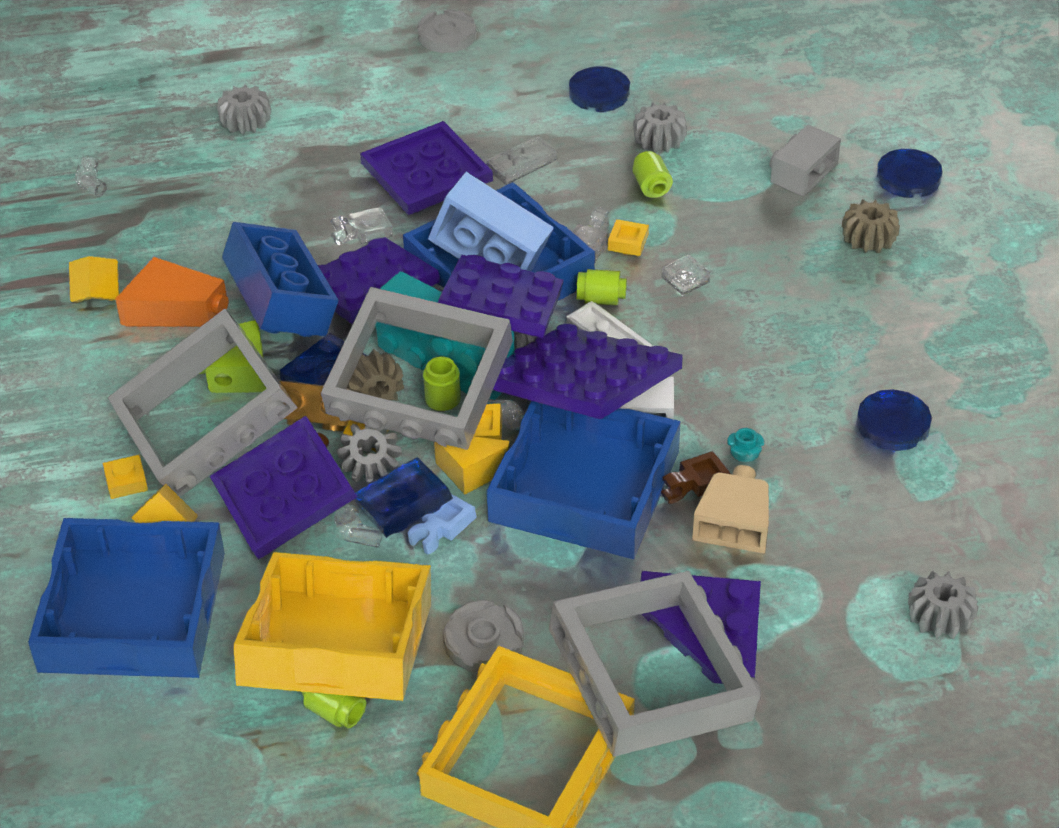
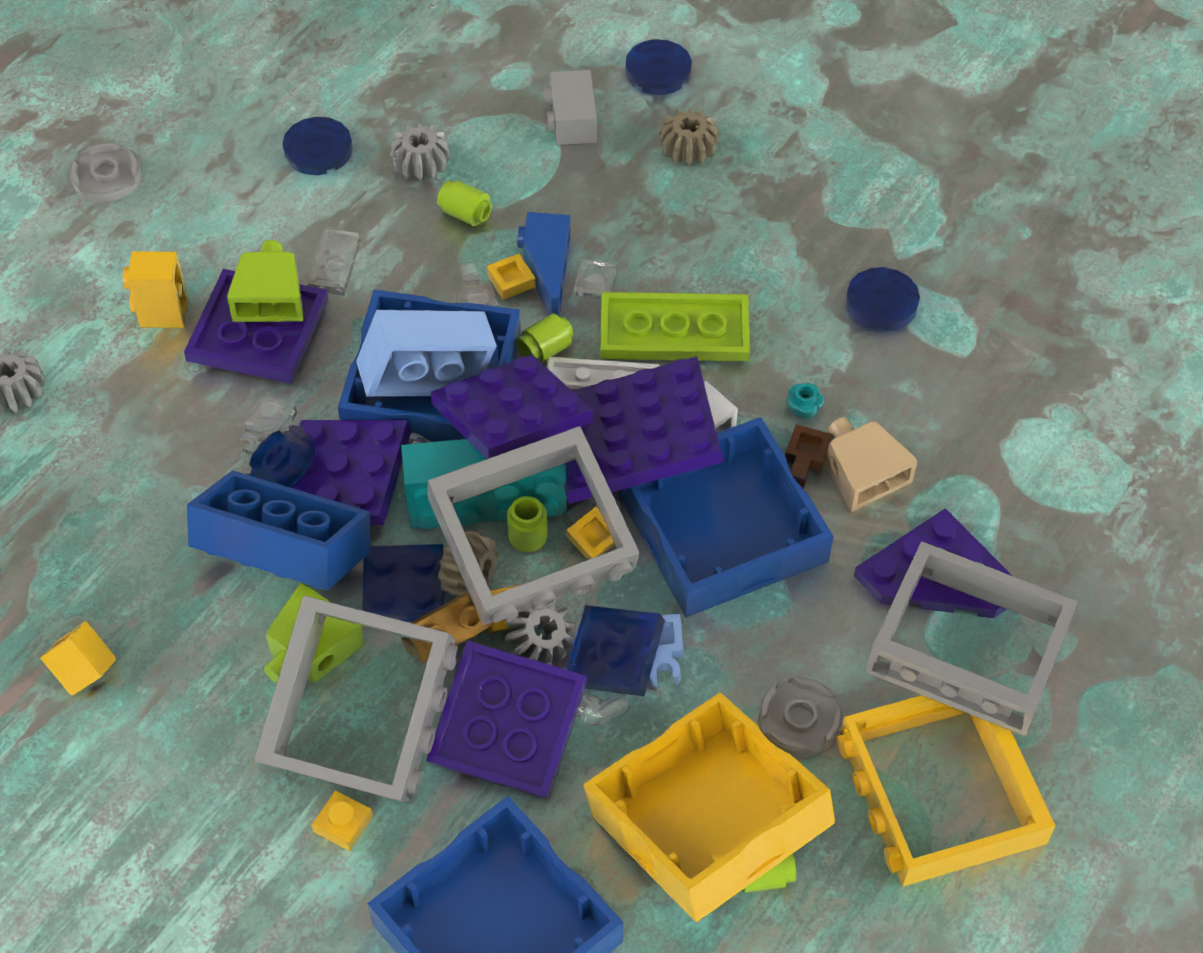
camera: 45 degrees left, 10 degrees up
(164, 506) = (428, 826): yellow panel -> none
(171, 297) = (179, 617): orange slope -> none
(340, 246) = (283, 456): none -> clear blue tile
(382, 105) = (156, 289): none -> yellow brick
(449, 141) = (266, 286): none -> lime torso
(473, 466) = (631, 586): yellow slope -> none
(670, 236) = (546, 253): none -> blue slope
(706, 338) = (675, 326): none -> lime plate
(942, 604) = (1083, 429): light grey gear -> none

